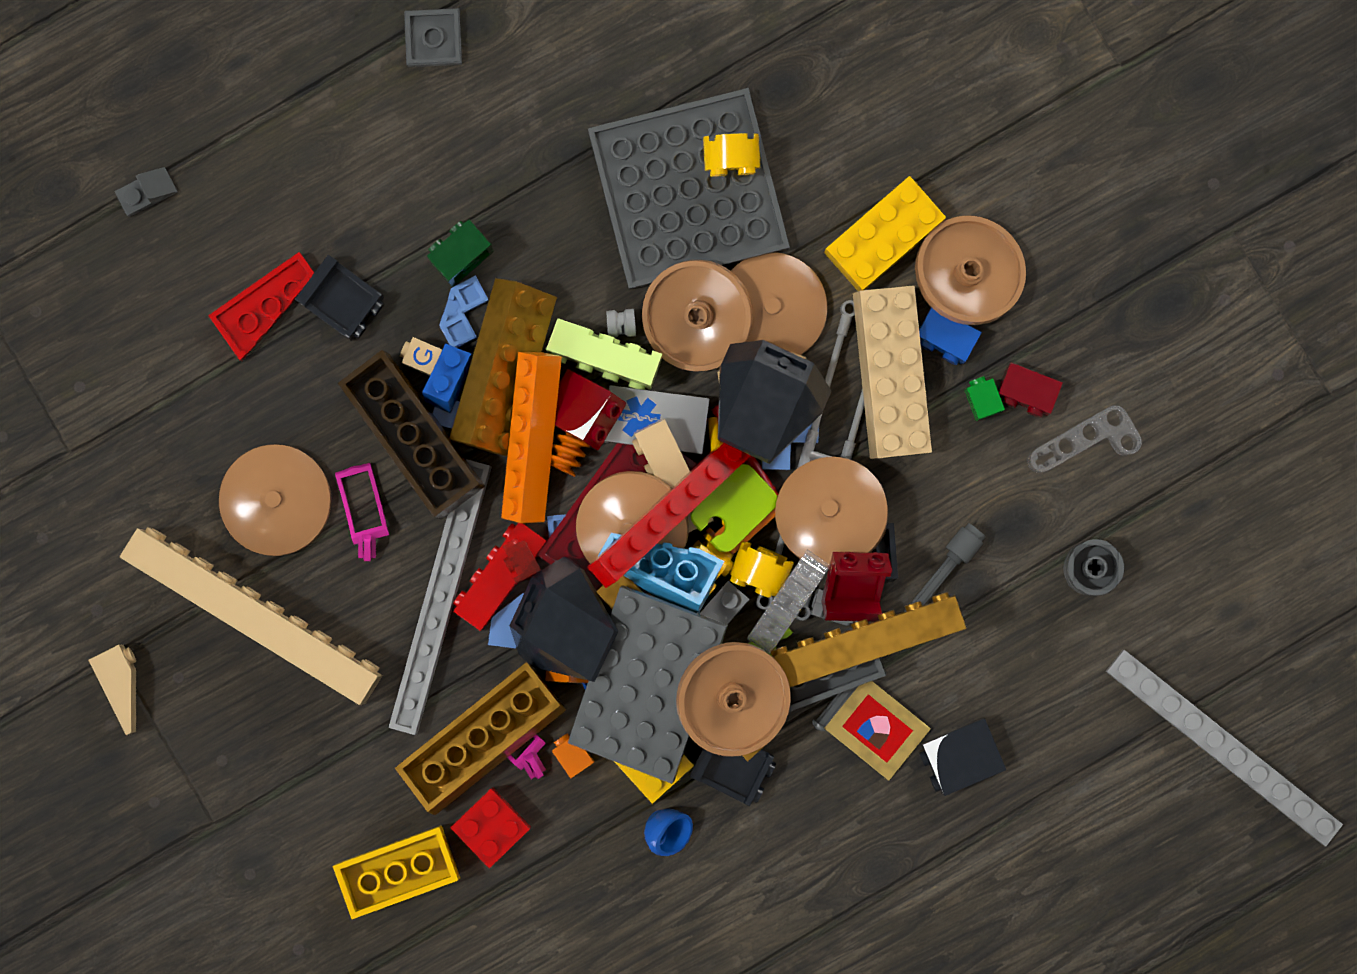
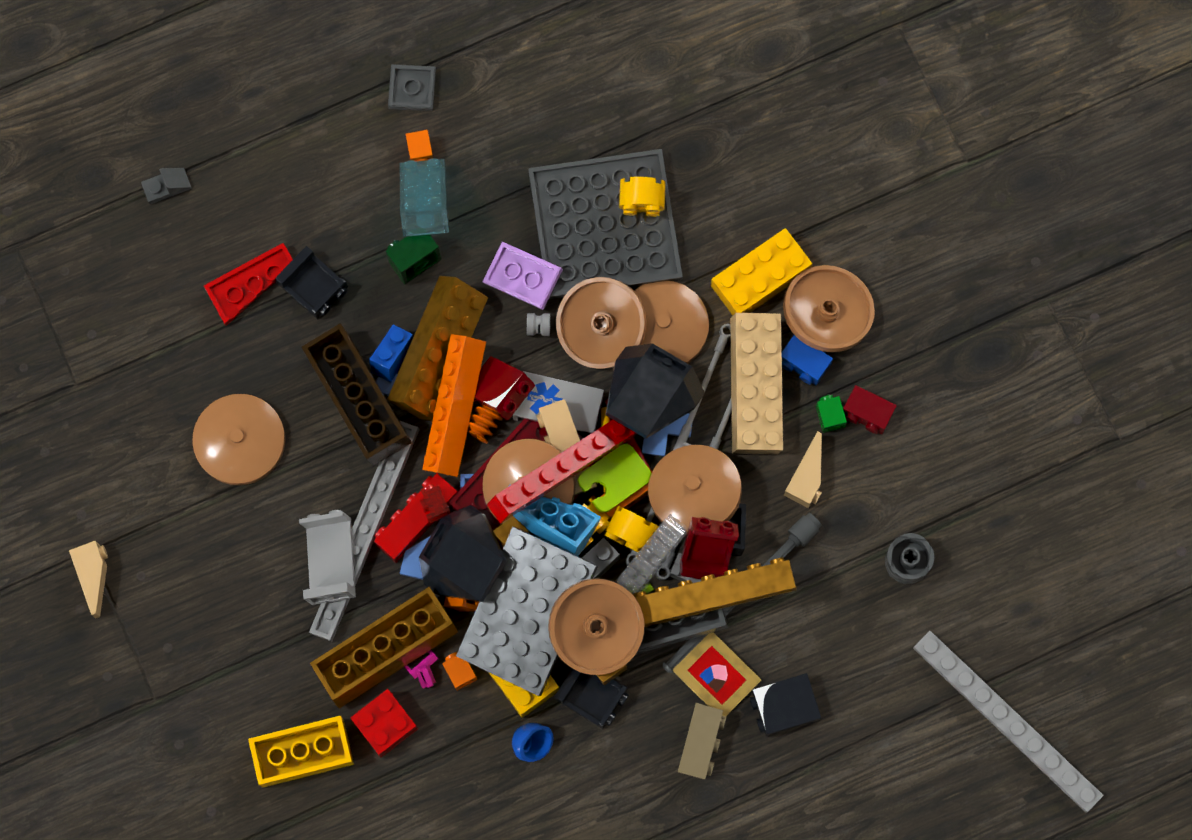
camera: 15 degrees right, 10 degrees down
(251, 616) = (204, 525): tan brick -> none
(367, 536) = (311, 473): dark pink sword -> none
(402, 636) = (329, 557): none -> light grey panel
(420, 356) = (370, 333): tan brick -> none
(452, 116) = (419, 146): none -> orange brick
(460, 301) = (410, 295): medium blue tile -> none
(465, 182) = (424, 197): none -> clear light blue brick
(595, 264) = (522, 275): none -> lavender tile
(604, 355) = (523, 347): yellowish green wedge -> none
(867, 811) = (701, 741): none -> dark tan brick
(963, 479) = (807, 478): none -> tan slope
(1080, 443) = (908, 458): clear beam -> none

